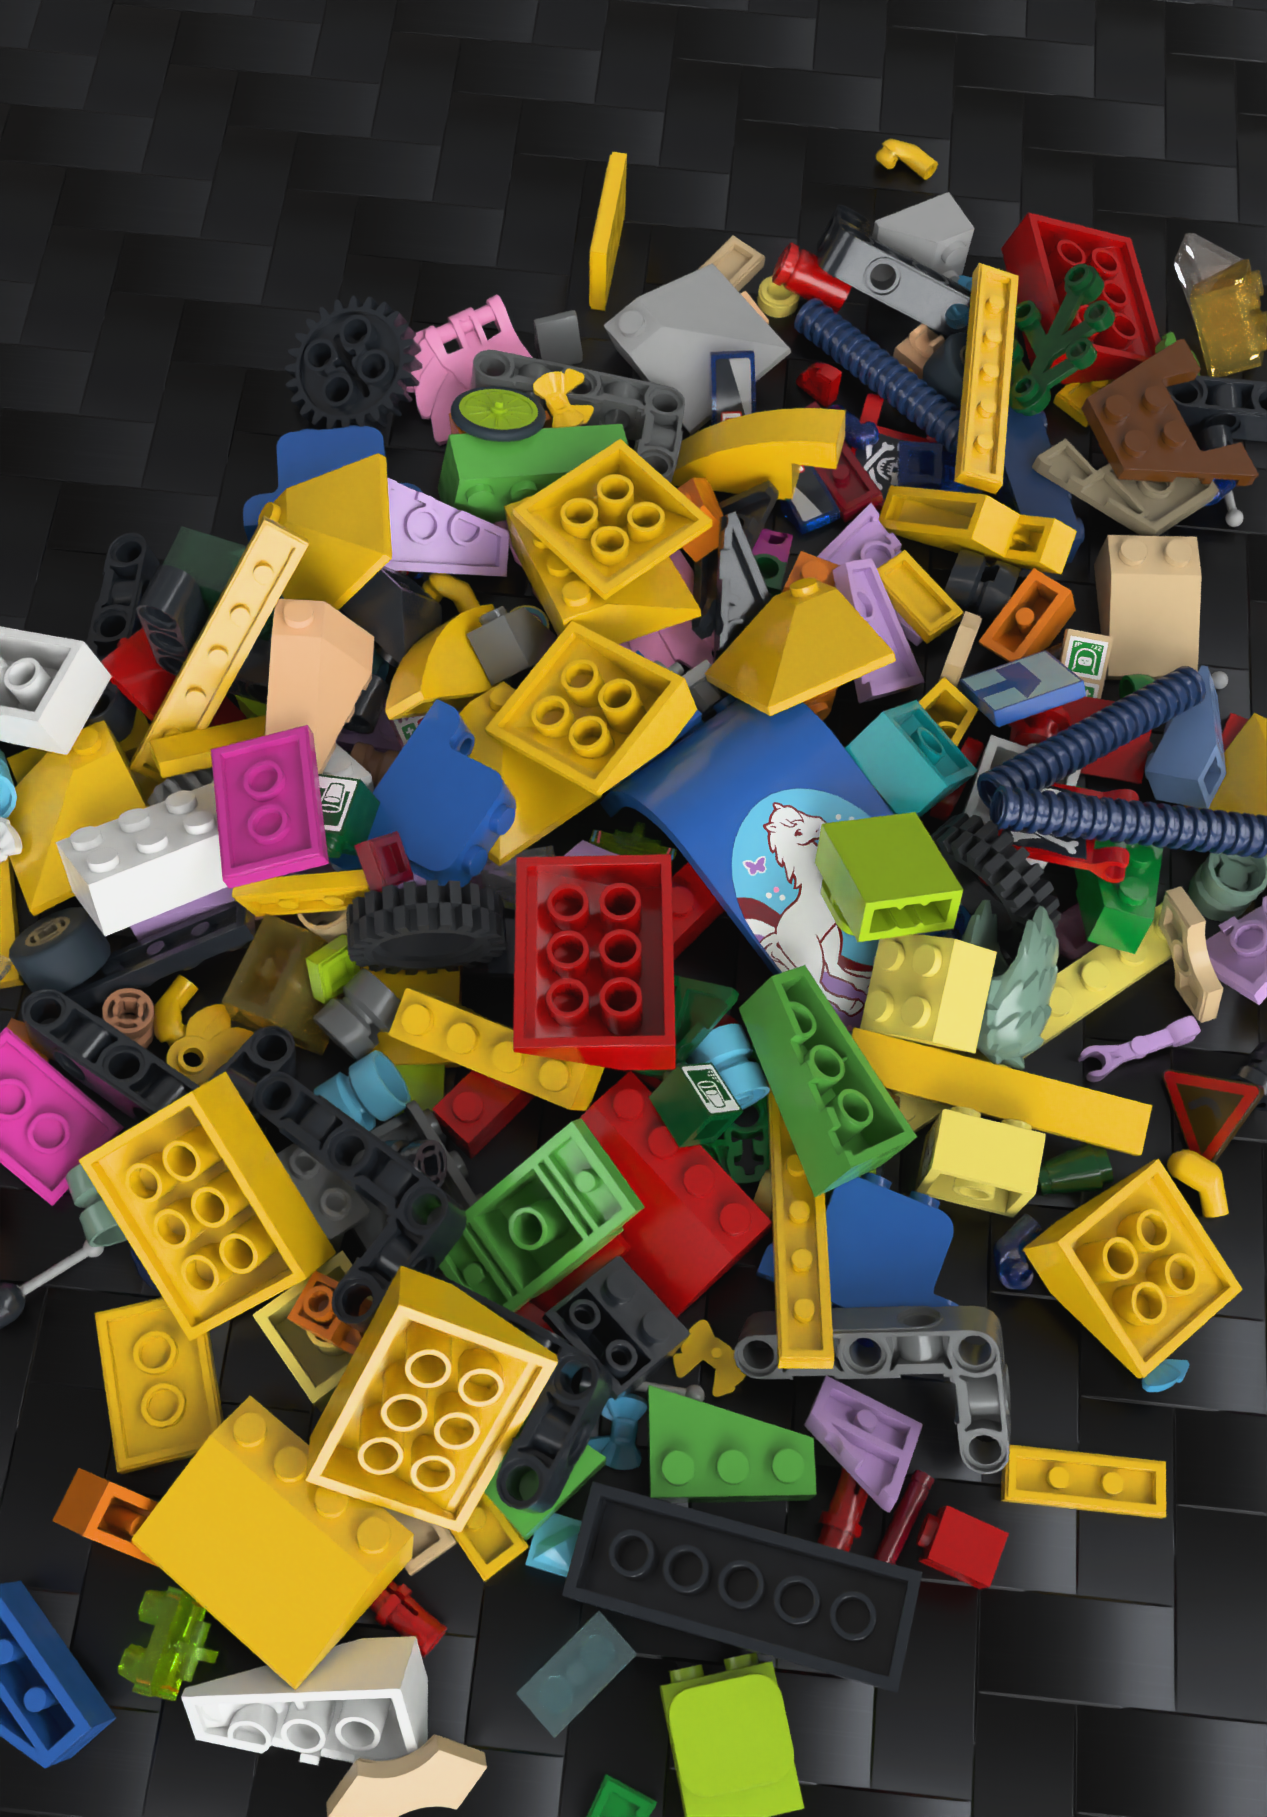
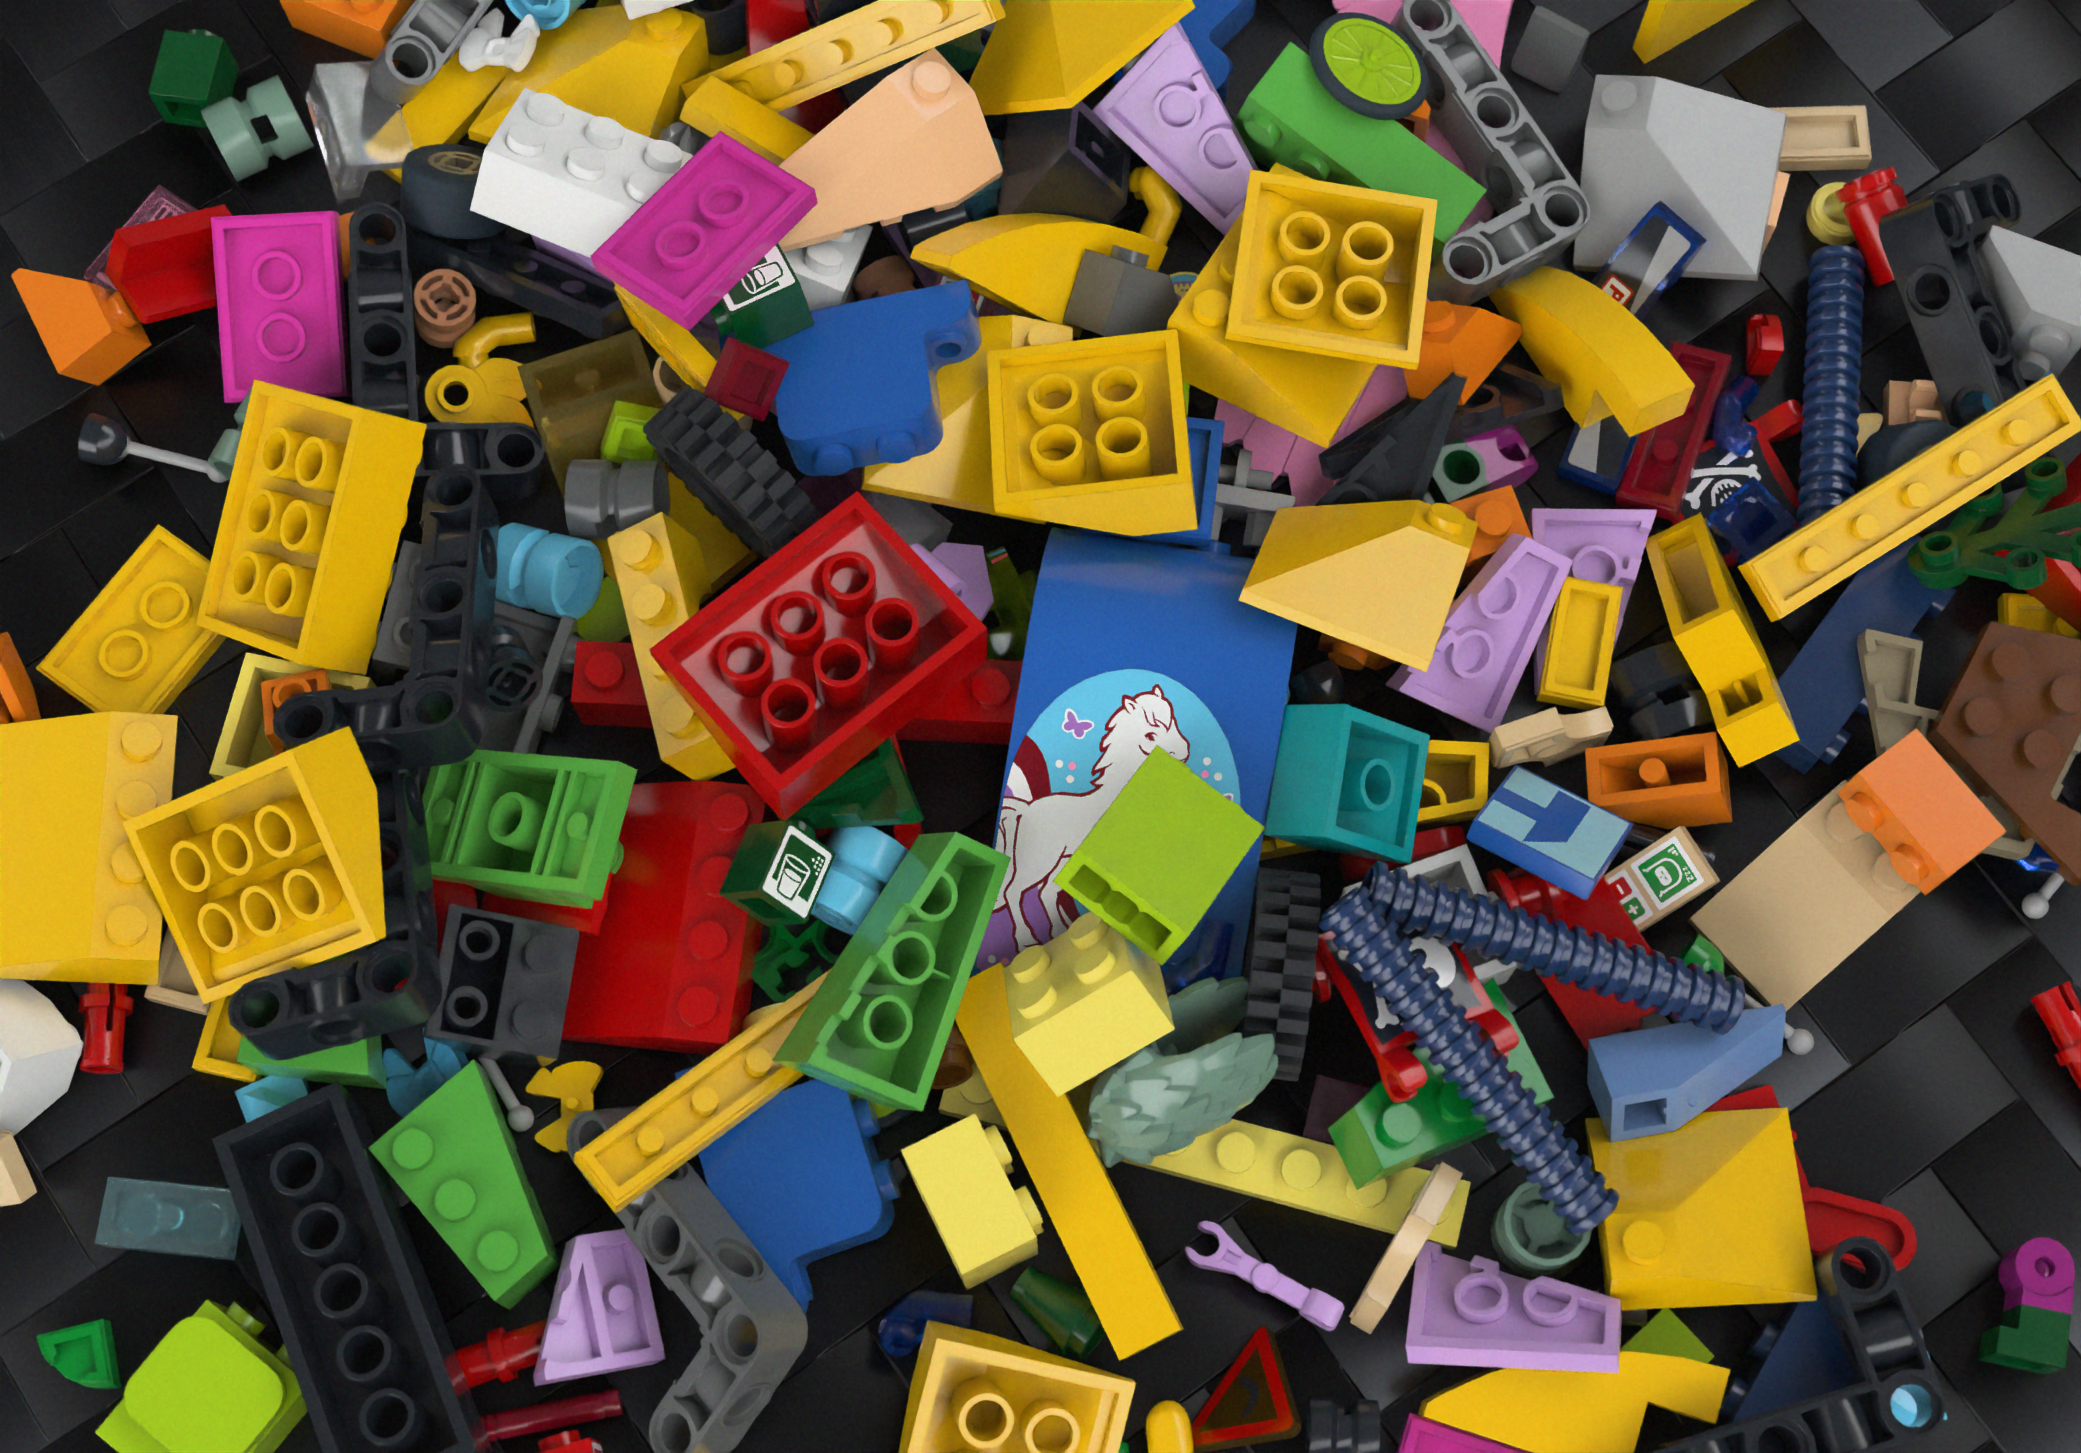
camera: 55 degrees right, 5 degrees up
(553, 389) = (1455, 92): yellow piece -> none
(1166, 509) = (1920, 812): none -> orange brick

